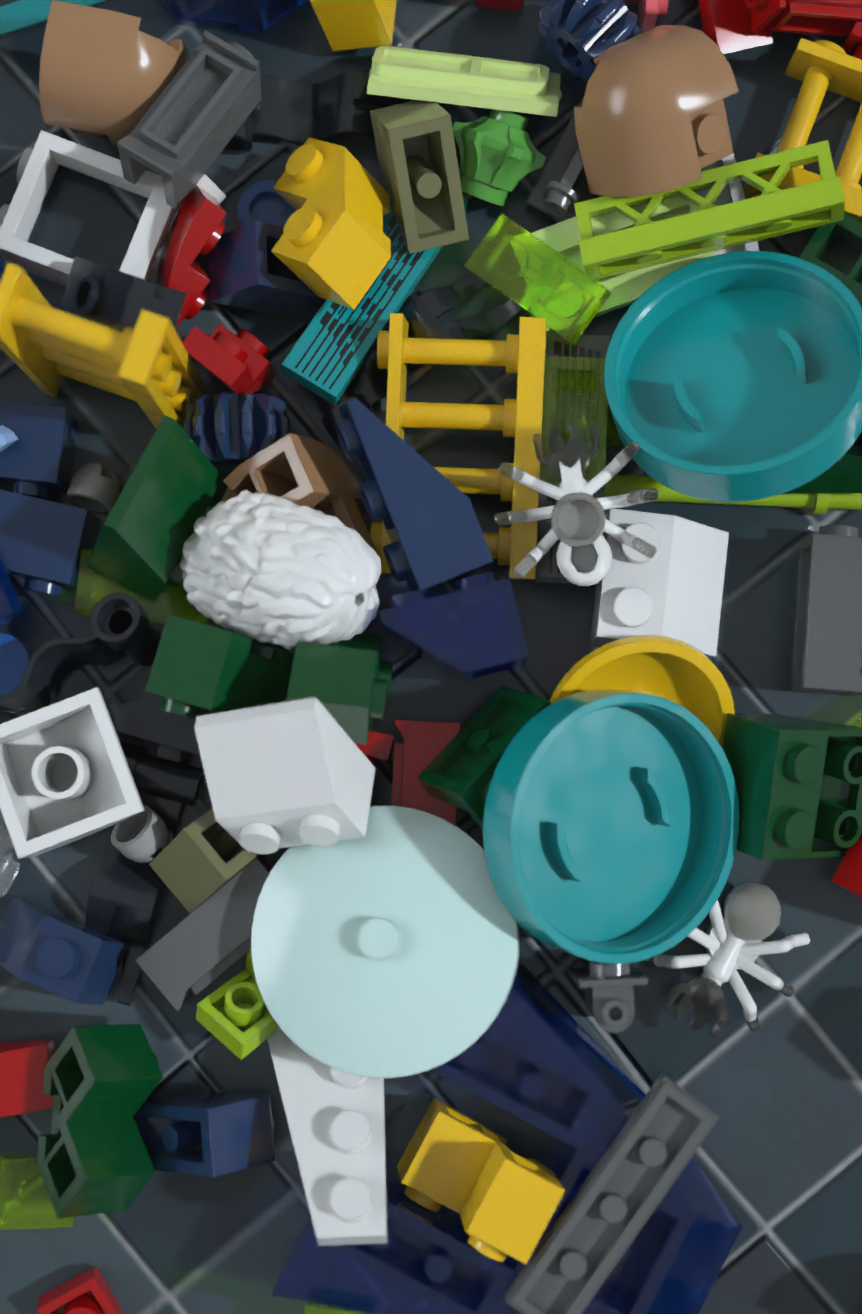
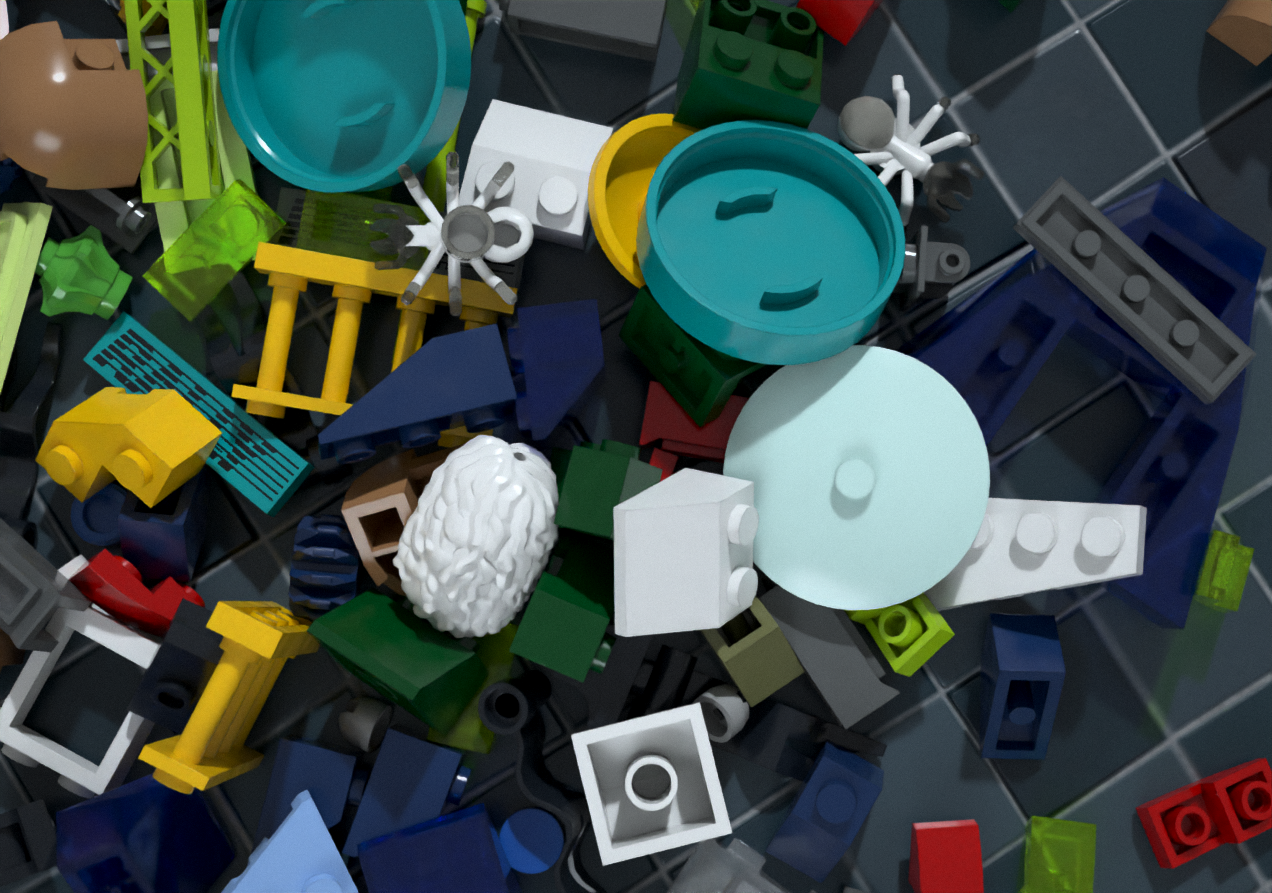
camera: 85 degrees left, 0 degrees up
(94, 1147) = (1022, 792): dark green brick -> none
(231, 358) = (252, 563): red slope -> none
(421, 173) = (88, 351): olive slope -> none
(474, 1173) = (1084, 425): yellow brick -> none

